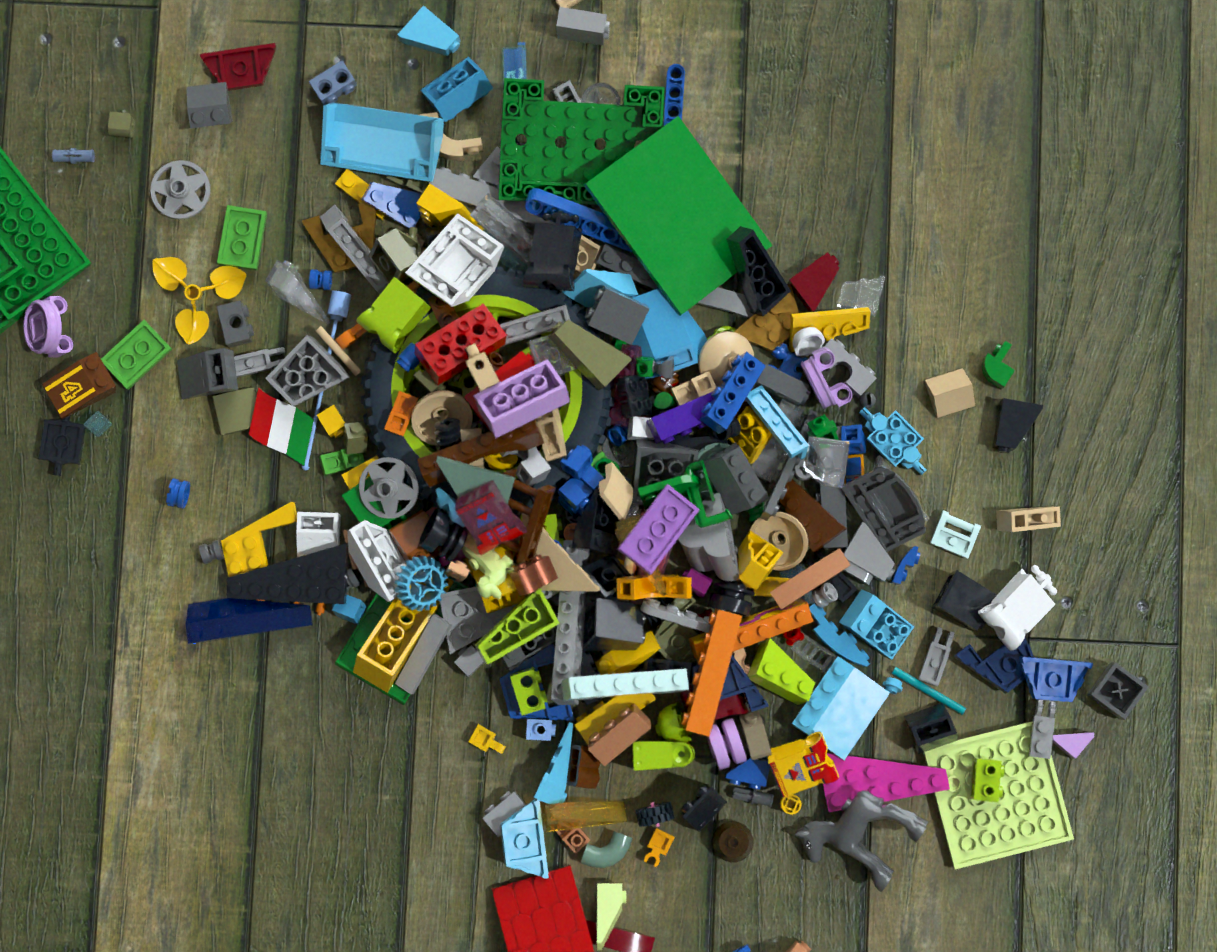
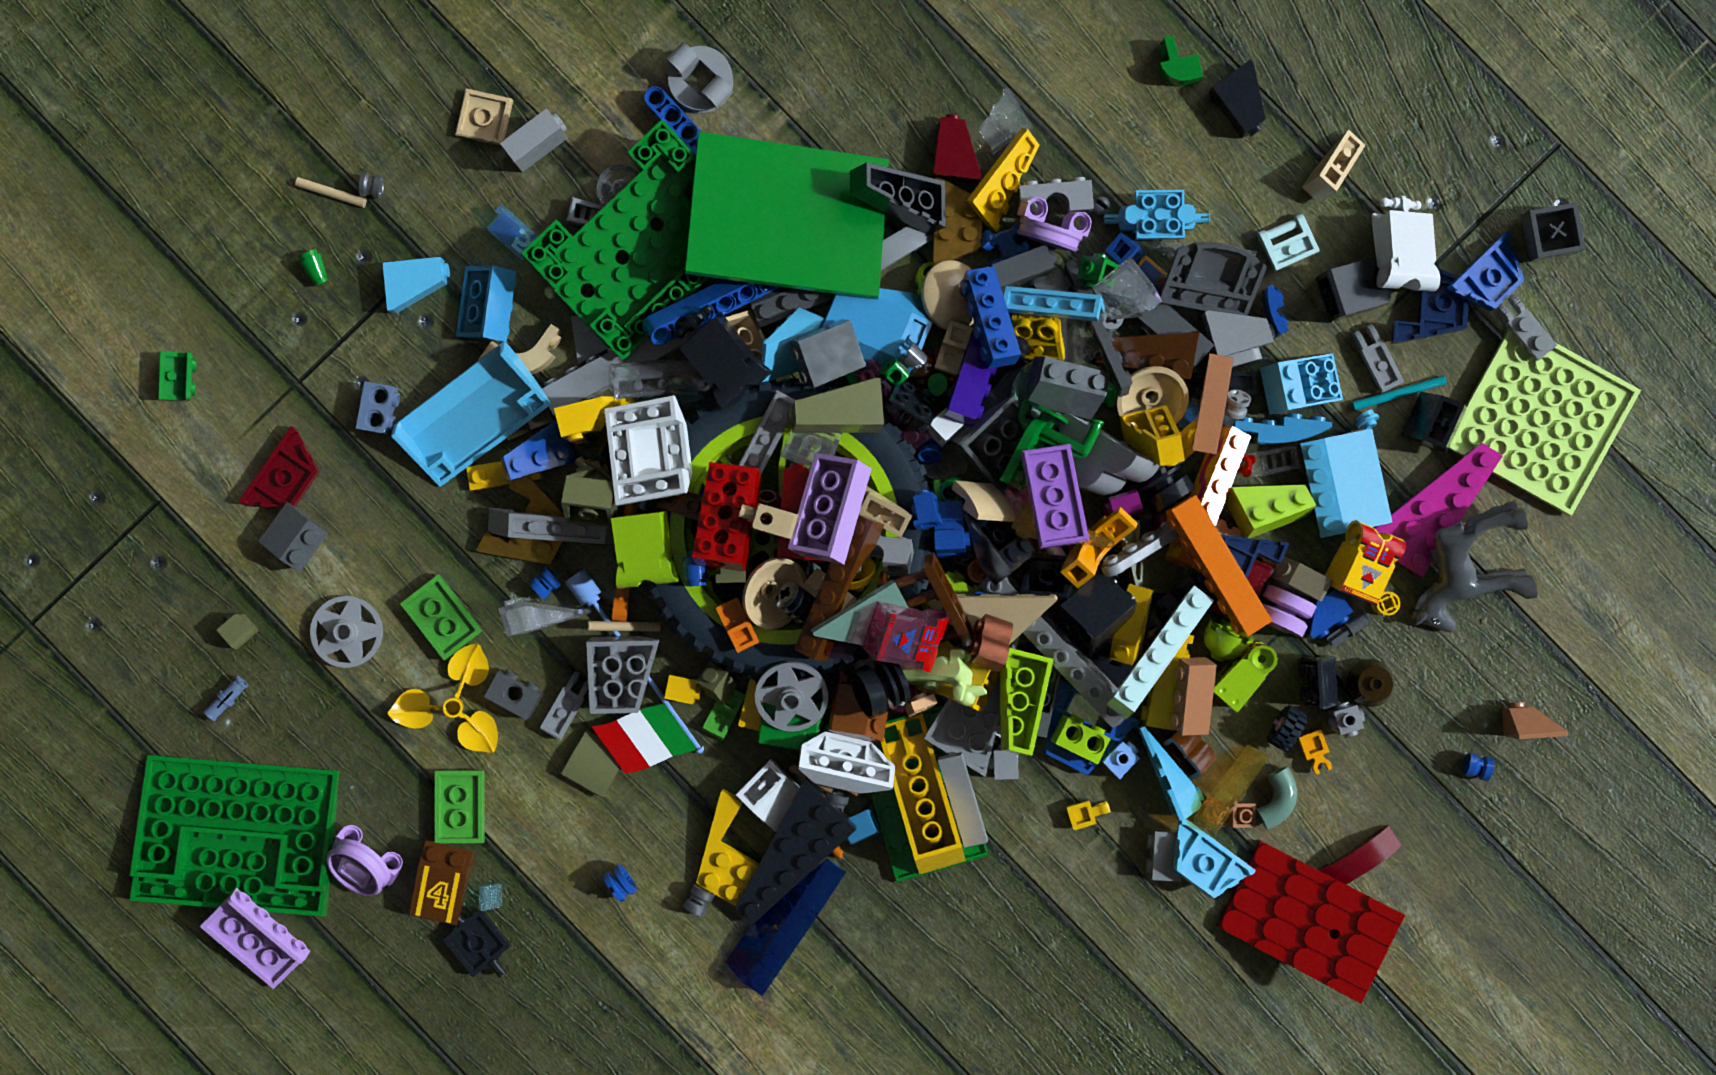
camera: 45 degrees left, 5 degrees up
(207, 373) = (537, 760): dark grey slope -> none
(421, 596) = (911, 756): medium azure gear -> none
(448, 503) = (858, 657): medium azure slope -> none
(608, 910) = (1328, 841): yellowish green slope -> none
(687, 843) = (1338, 716): none -> light grey brick
(713, 71) = (684, 62): none -> light grey piece
(807, 341) = (1003, 208): white helmet -> none
(950, 392) = (1161, 128): tan slope -> none
(987, 780) = (1524, 416): lime brick -> none
(1072, 743) = (1561, 311): lavender slope -> none

